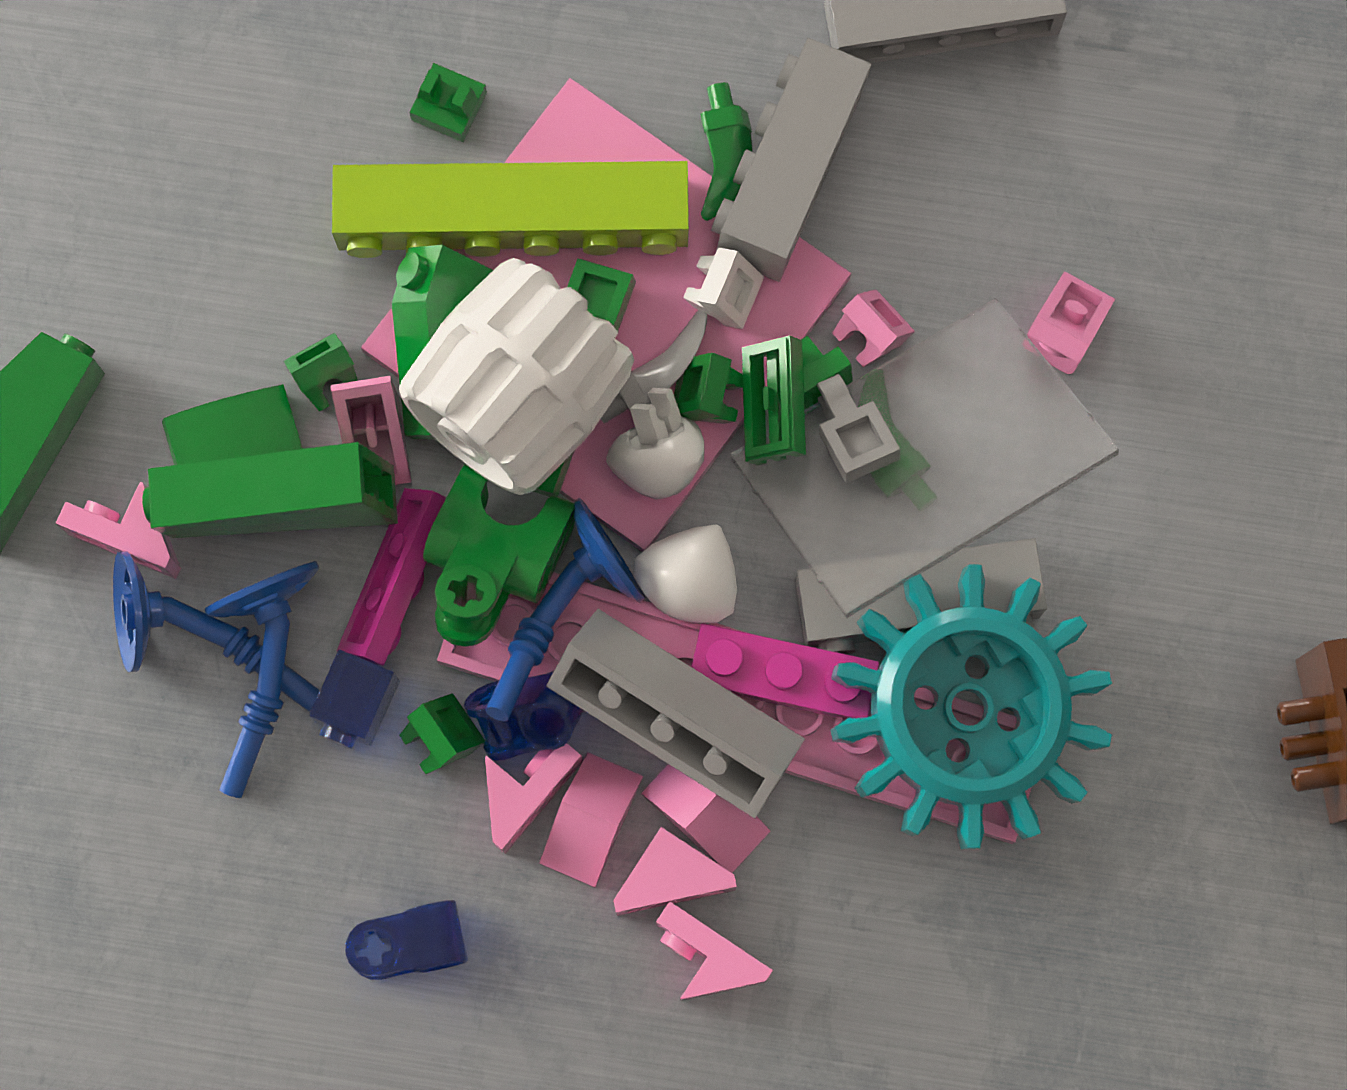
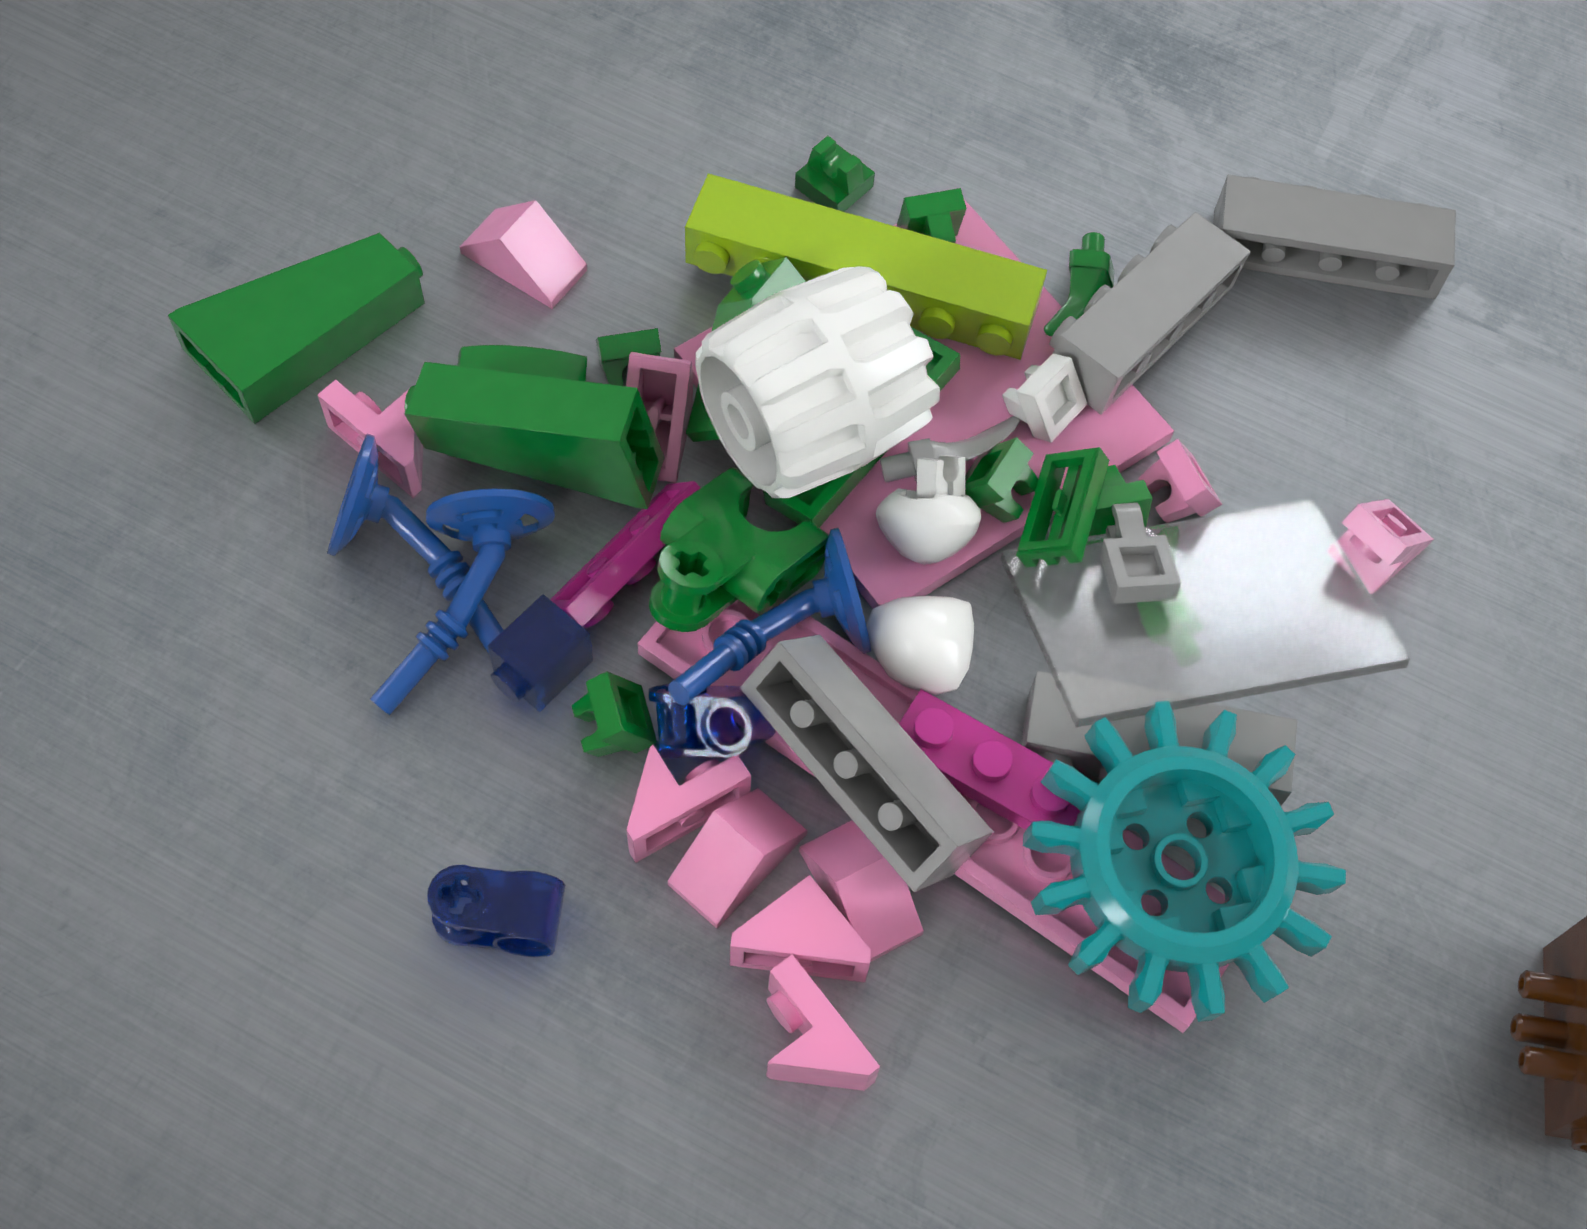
camera: 15 degrees right, 15 degrees down
(181, 290) = (526, 251): none -> bright pink slope
(562, 134) = (934, 214): none -> green tile

